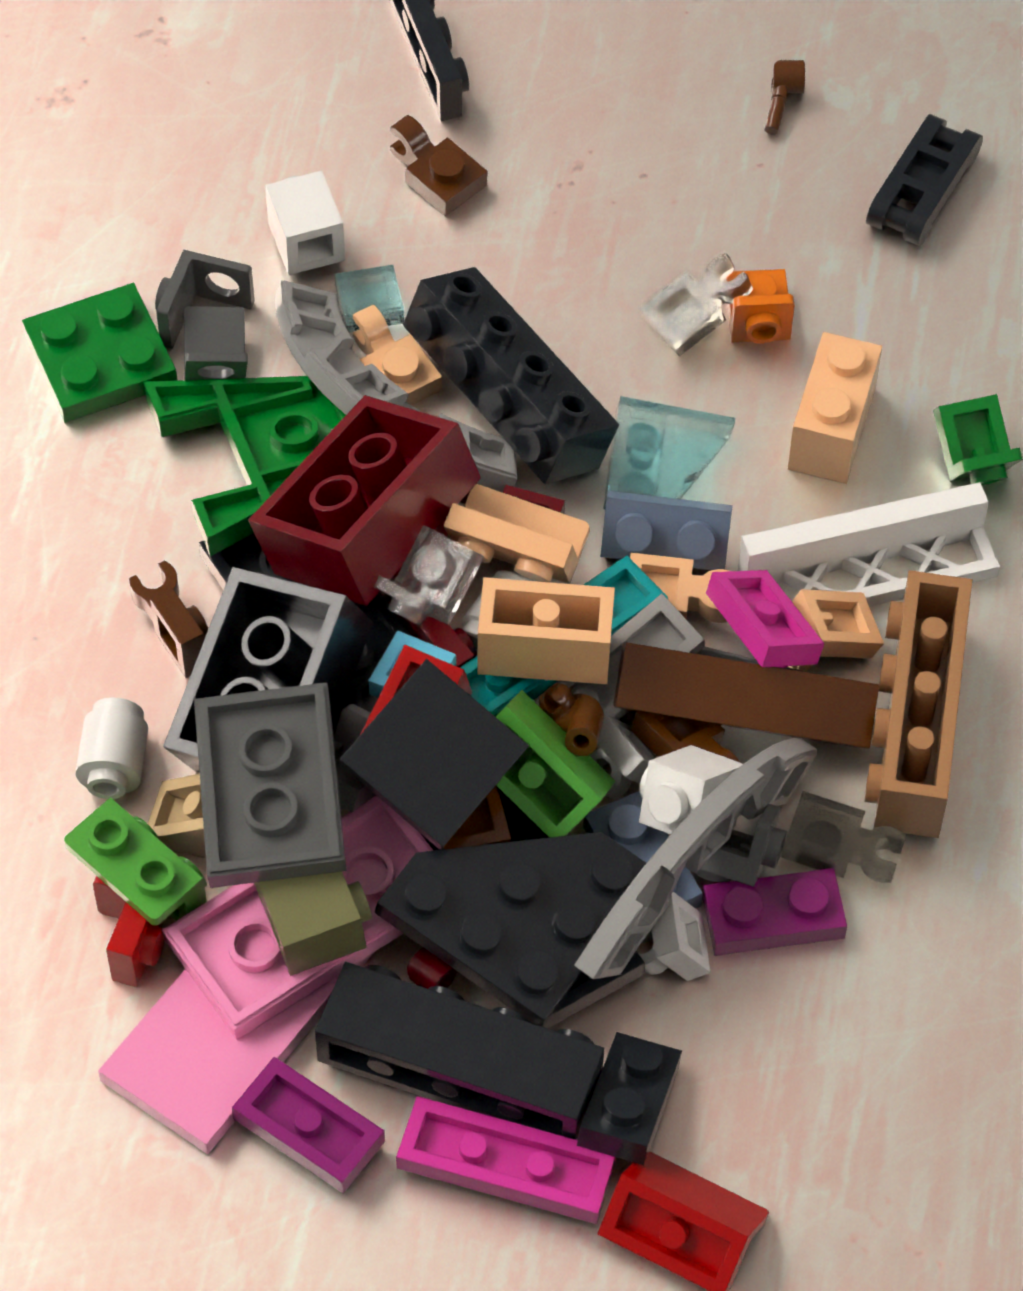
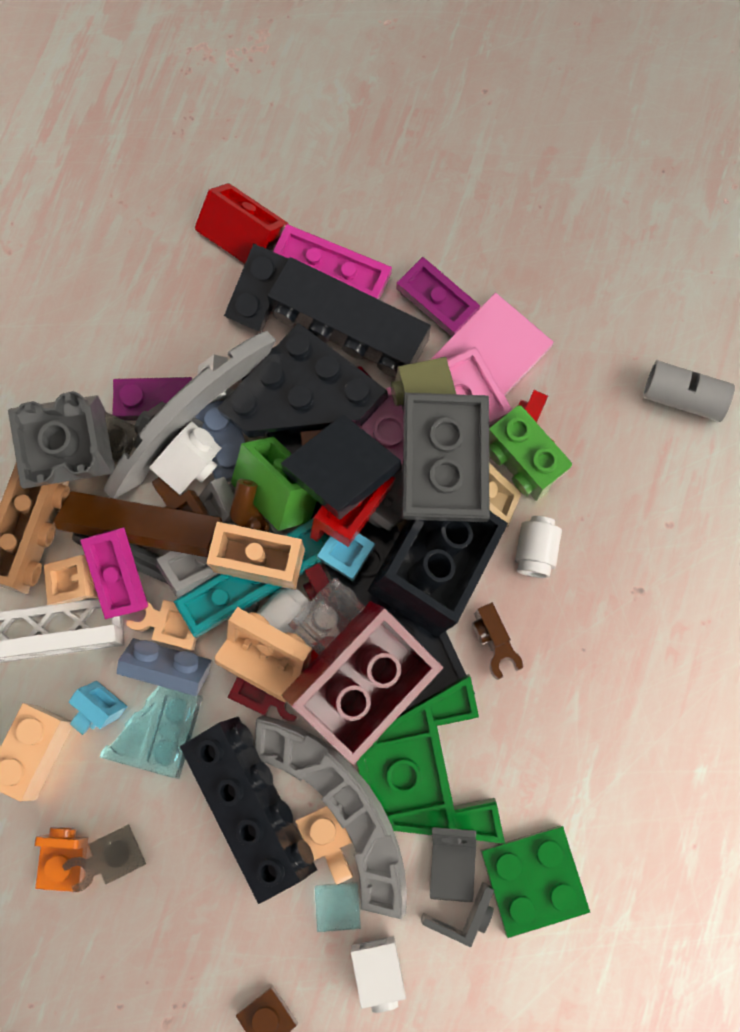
camera: 170 degrees left, 20 degrees up
(753, 473) = (95, 706): none -> medium azure tile
(885, 758) = (60, 440): none -> dark grey slope

